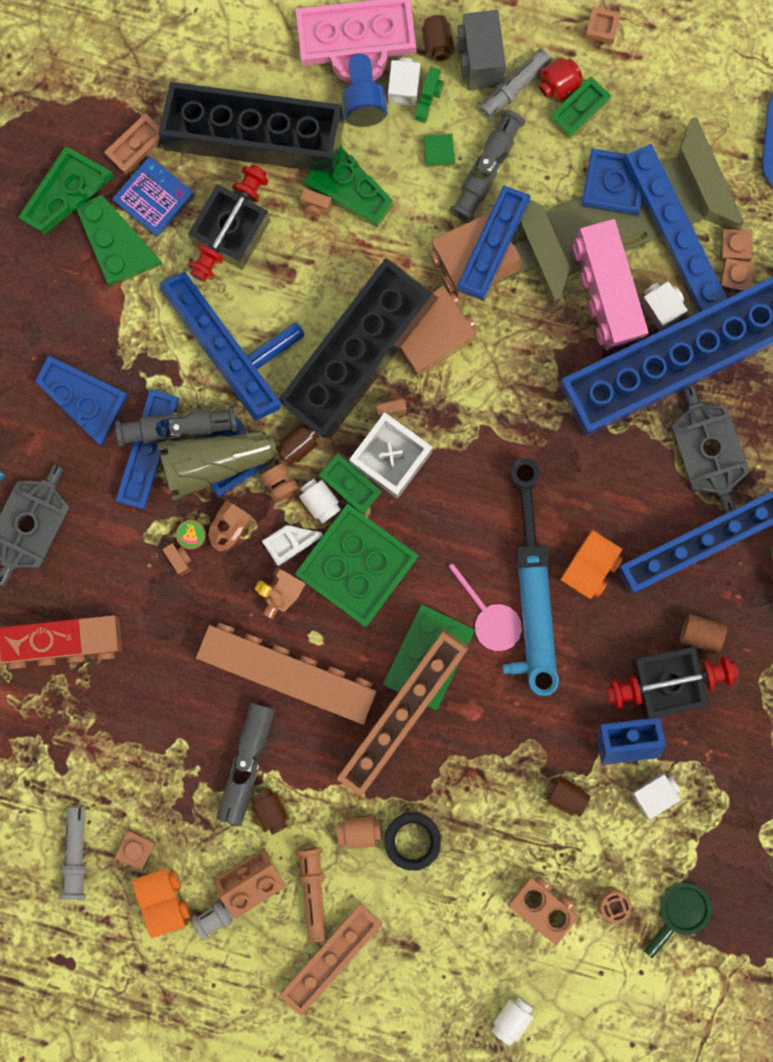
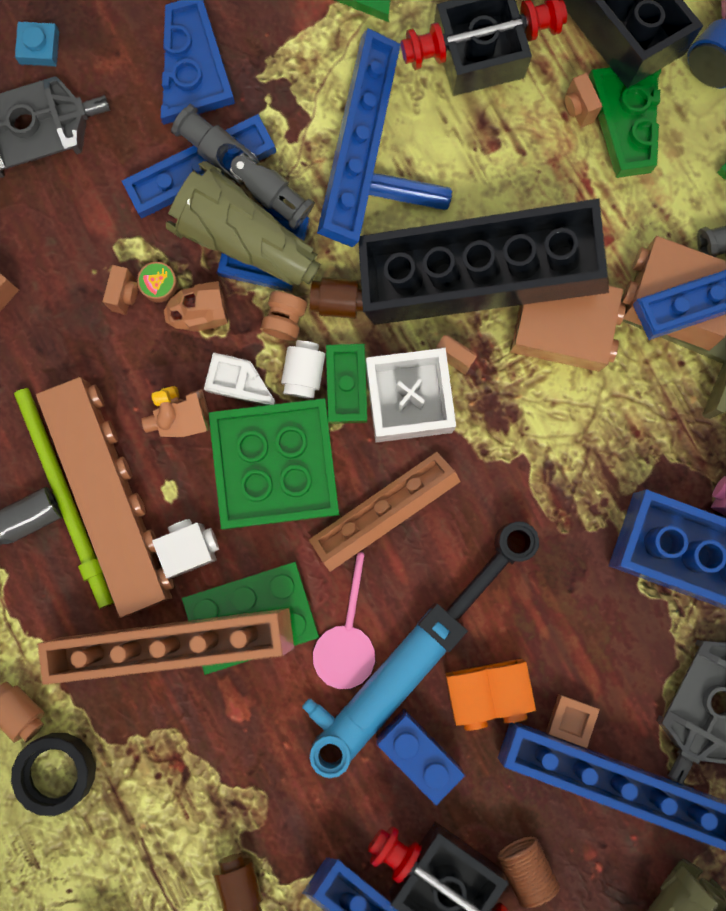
camera: 40 degrees right, 0 degrees up
(318, 719) = (89, 567): none -> lime bar
(358, 655) = (185, 548): none -> white brick
(440, 529) = (384, 511): none -> nougat plate
(589, 634) = (420, 757): none -> blue brick
(647, 535) = (572, 721): none -> nougat plate

